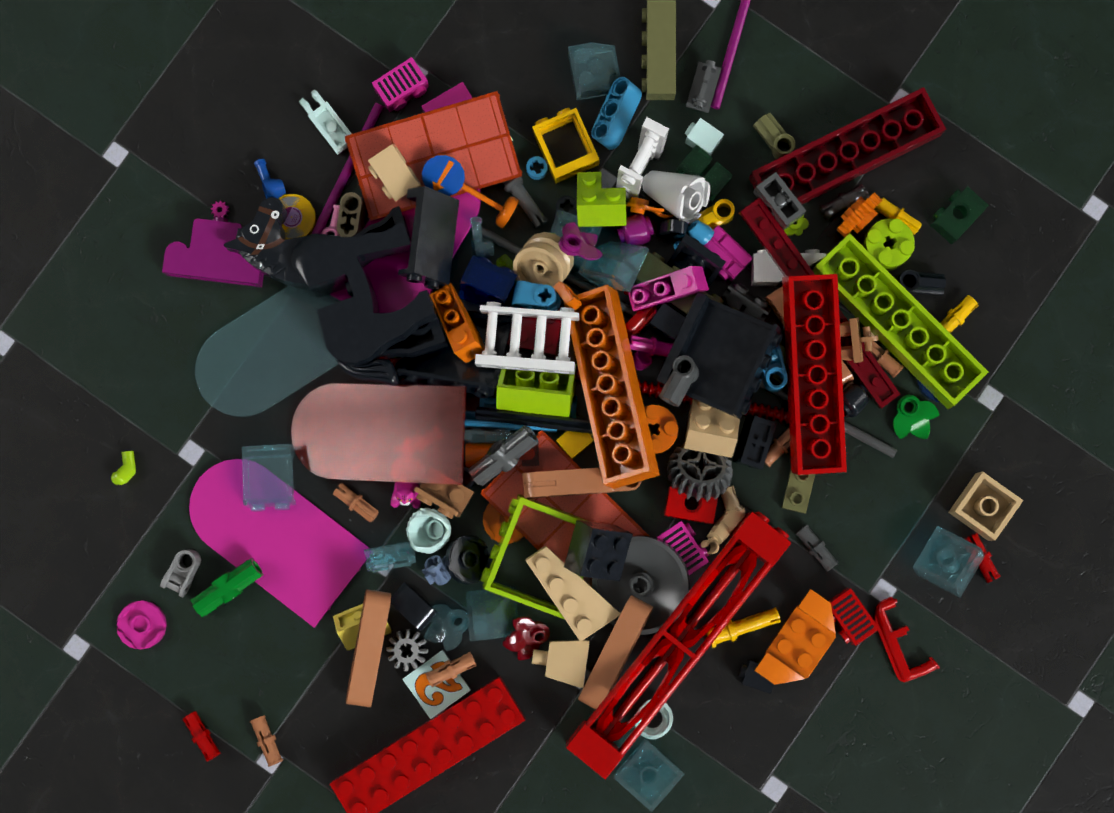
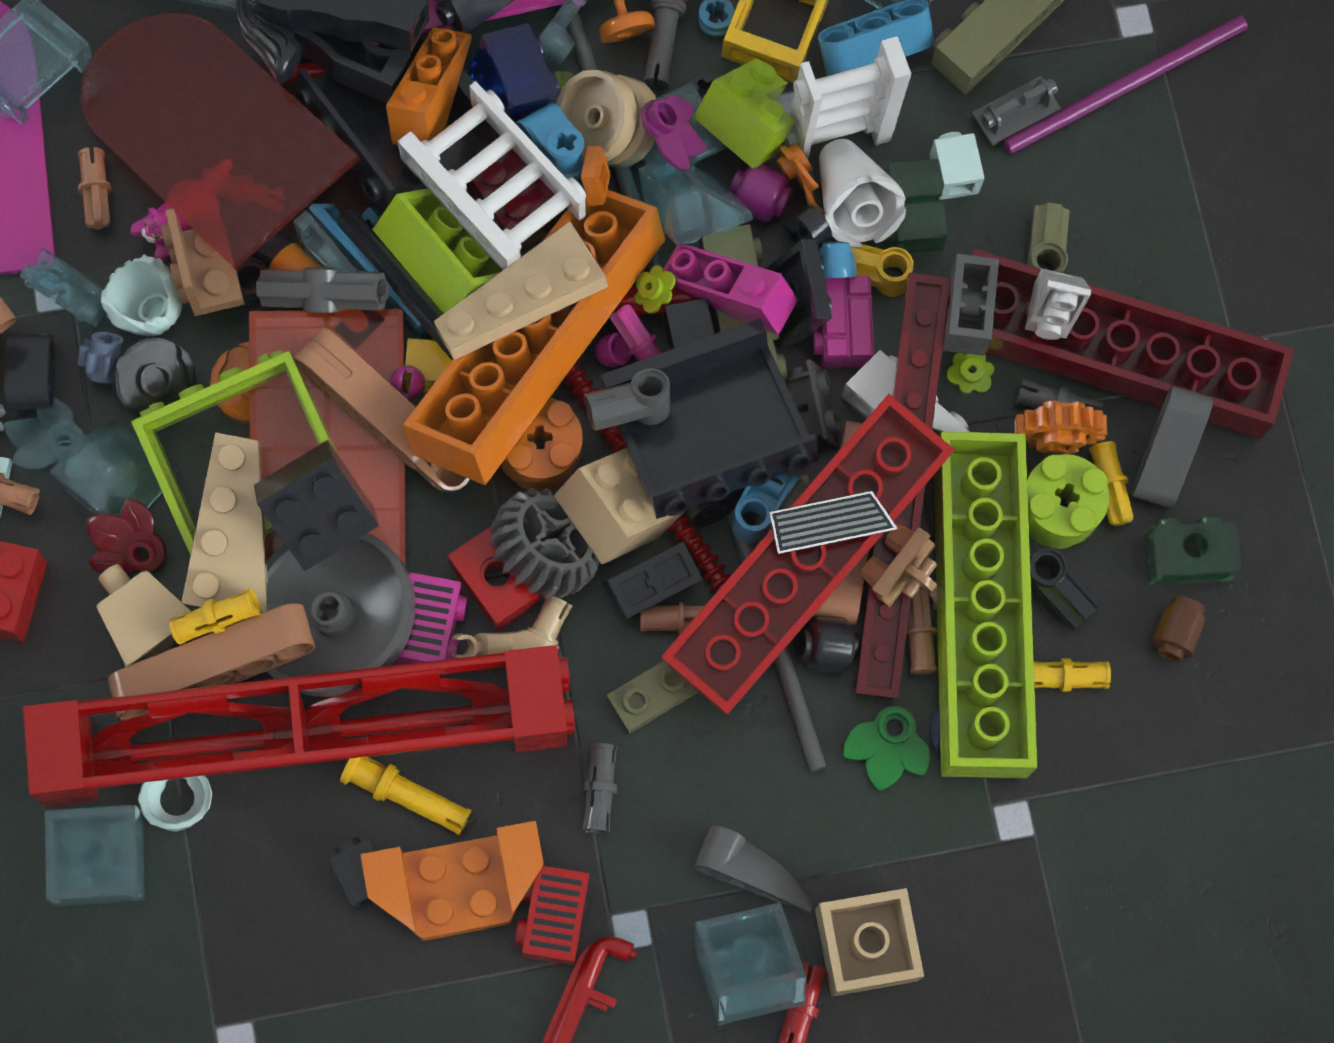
camera: 35 degrees right, 10 degrees down
(571, 461) = (417, 382): none -> dark pink hinge
(593, 374) = (529, 289): none -> tan wing
(601, 634) = (214, 616): none -> yellow pin
(639, 314) = (654, 289): none -> lime plant
(814, 165) = (1056, 304): none -> white slope
(814, 353) = (829, 522): none -> sticker
(907, 521) = (738, 863): none -> dark grey piece
(912, 178) = (1172, 446): none -> dark grey beam
(984, 253) = (1179, 629): none -> reddish brown brick

